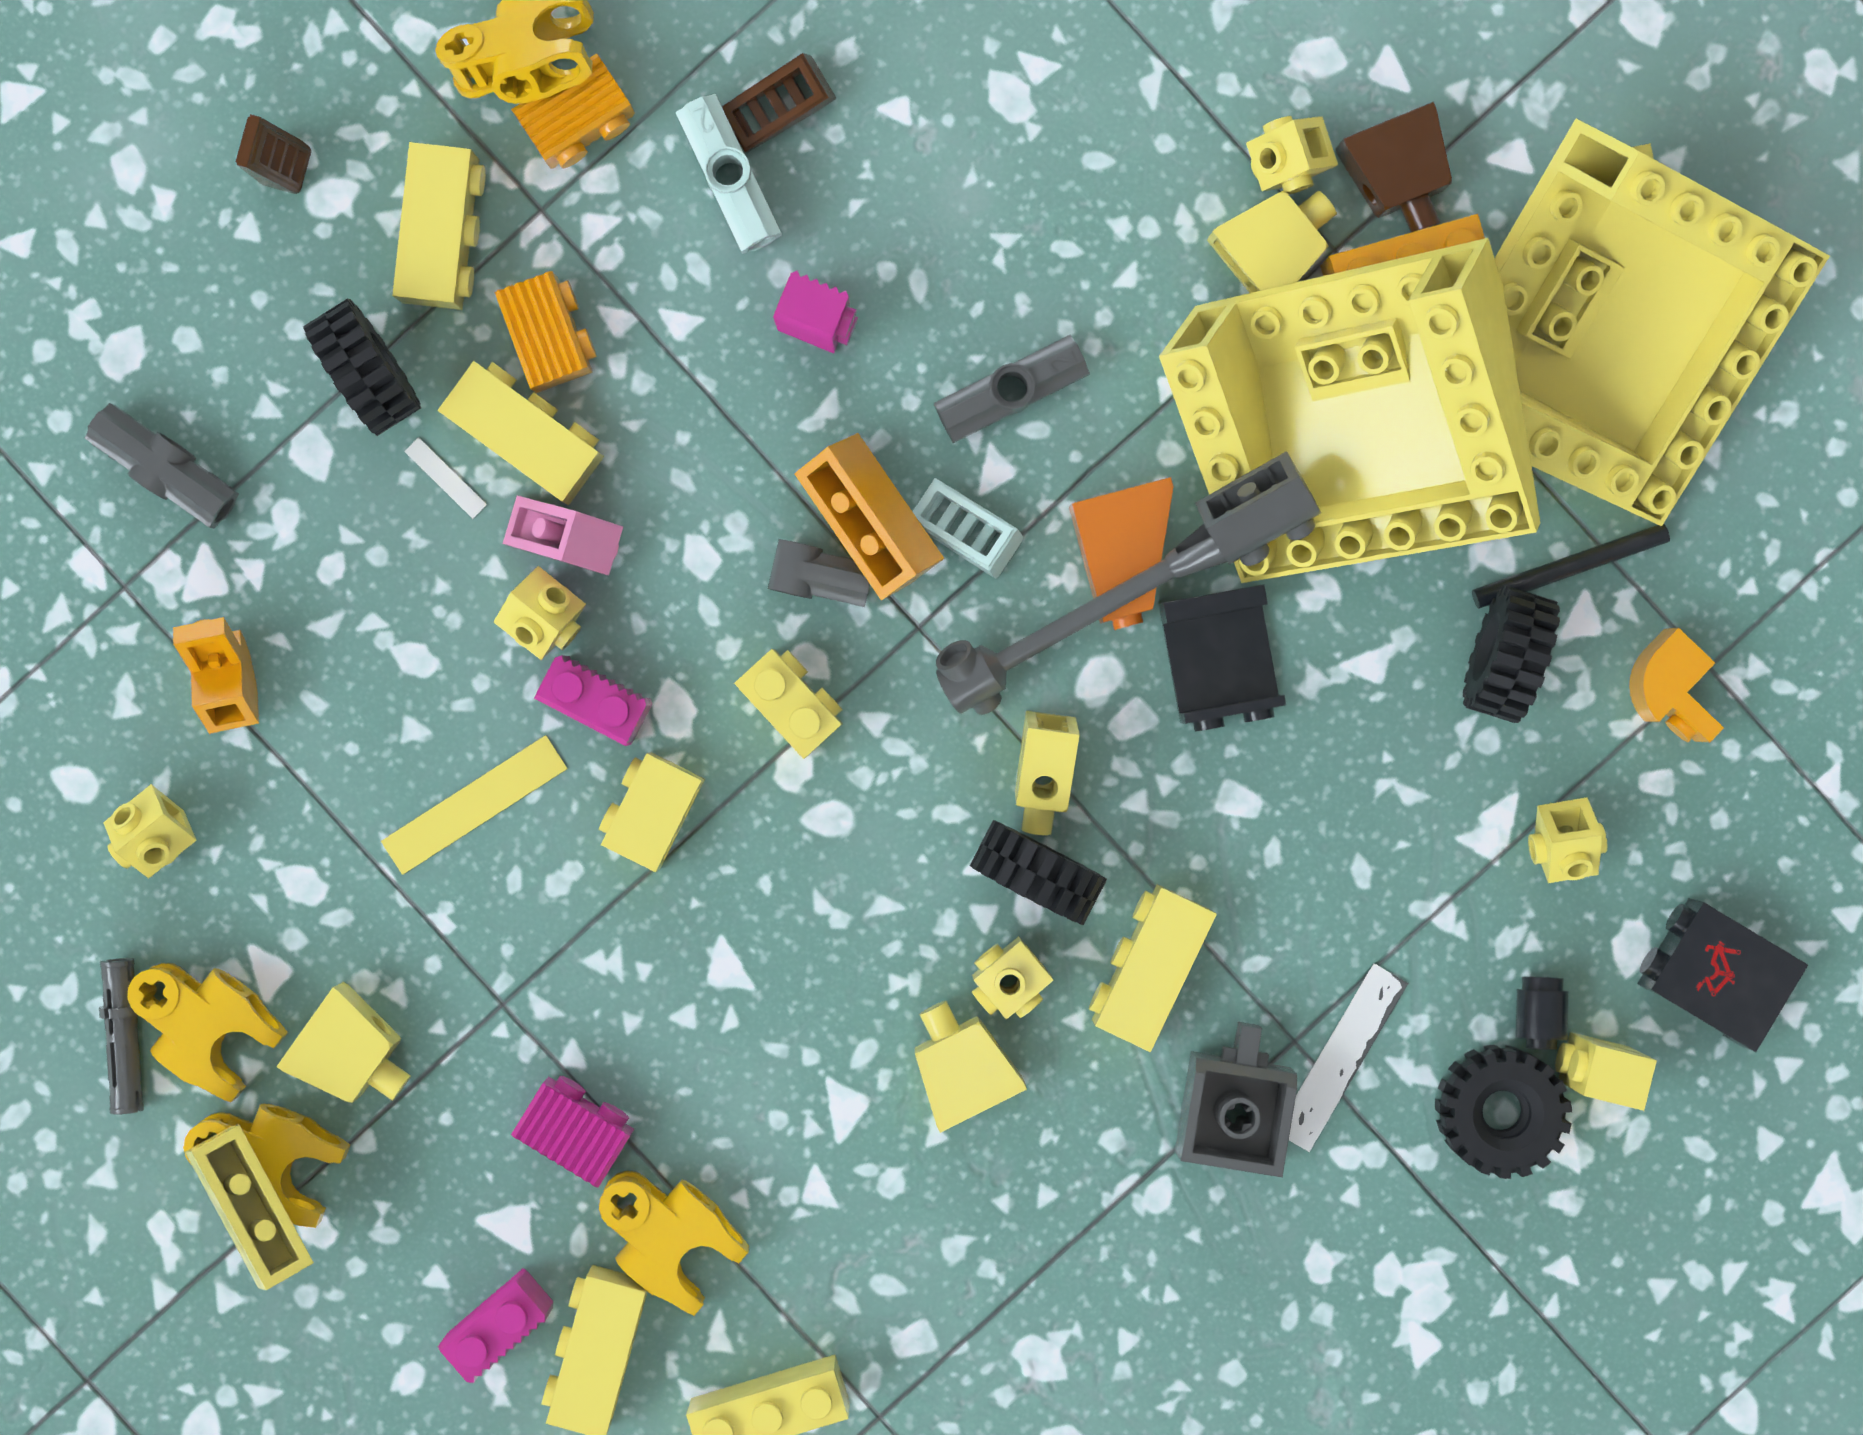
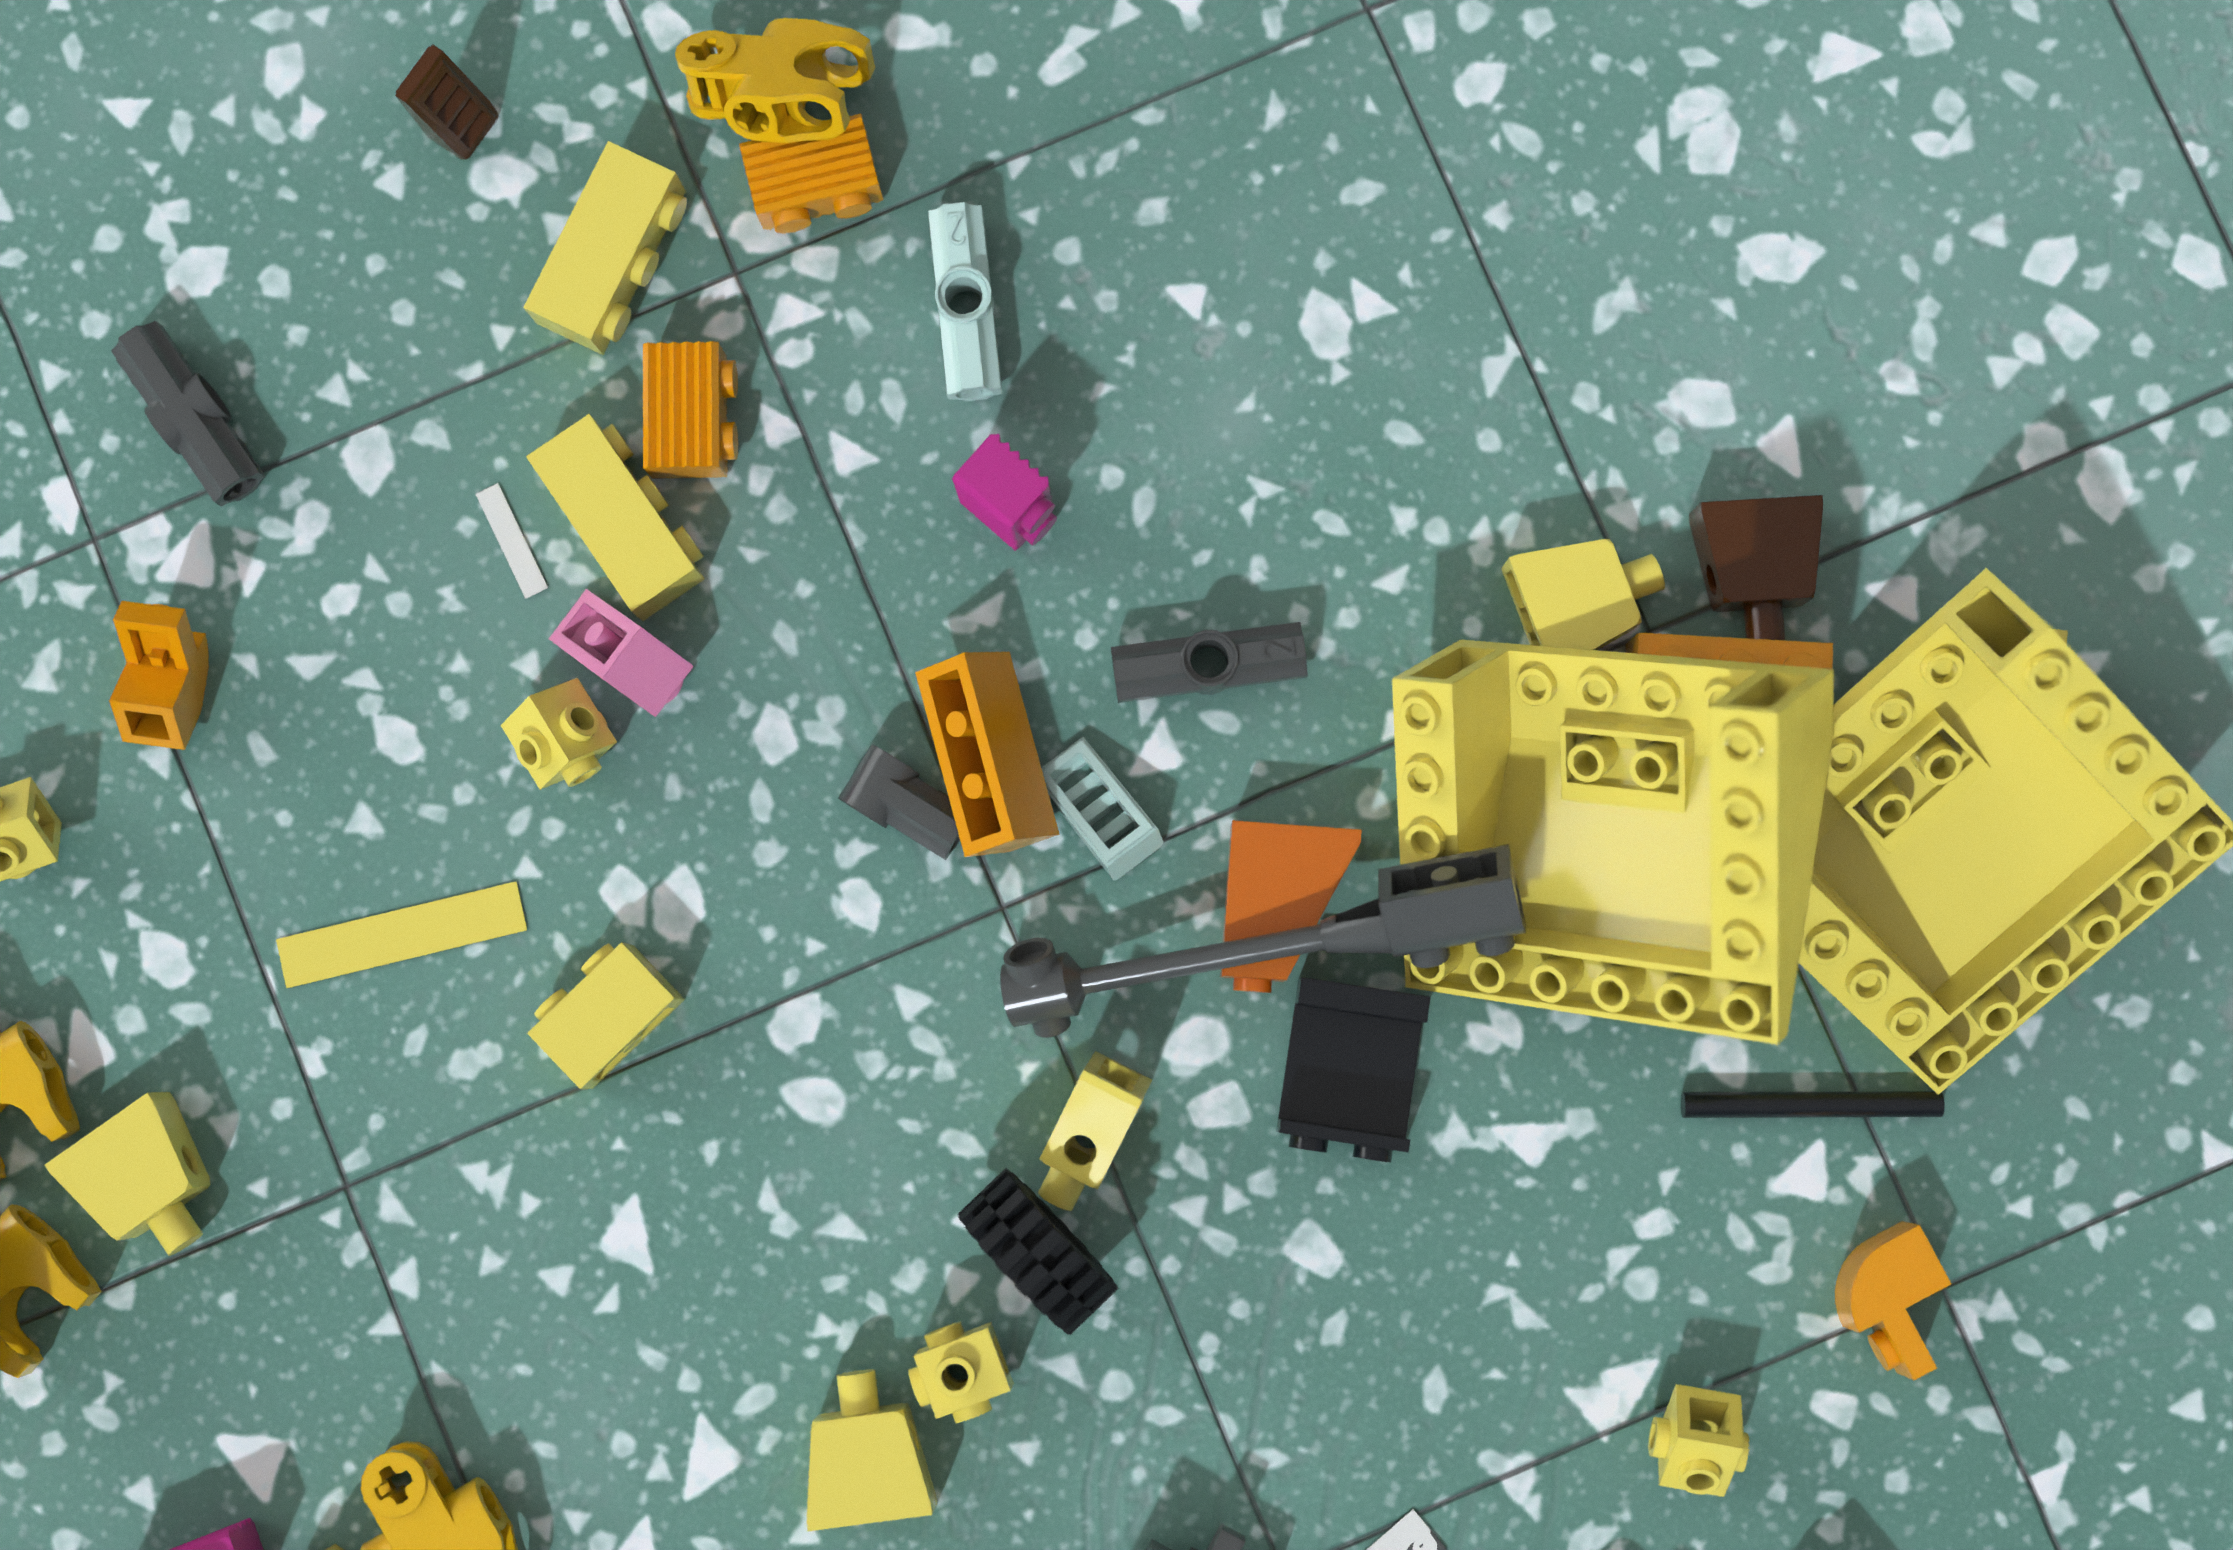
camera: 25 degrees right, 5 degrees down
(362, 367) = (455, 376): black tyre -> none
(574, 1129) = (370, 1369): dark pink brick -> none
(593, 700) = (584, 858): dark pink brick -> none
(789, 703) = (814, 942): light yellow brick -> none
(802, 64) = (1071, 213): reddish brown slope -> none
(1151, 967) = (1137, 1417): light yellow brick -> none
(1291, 153) = (1633, 500): light yellow brick -> none
(1511, 654) = (1703, 1186): black tyre -> none

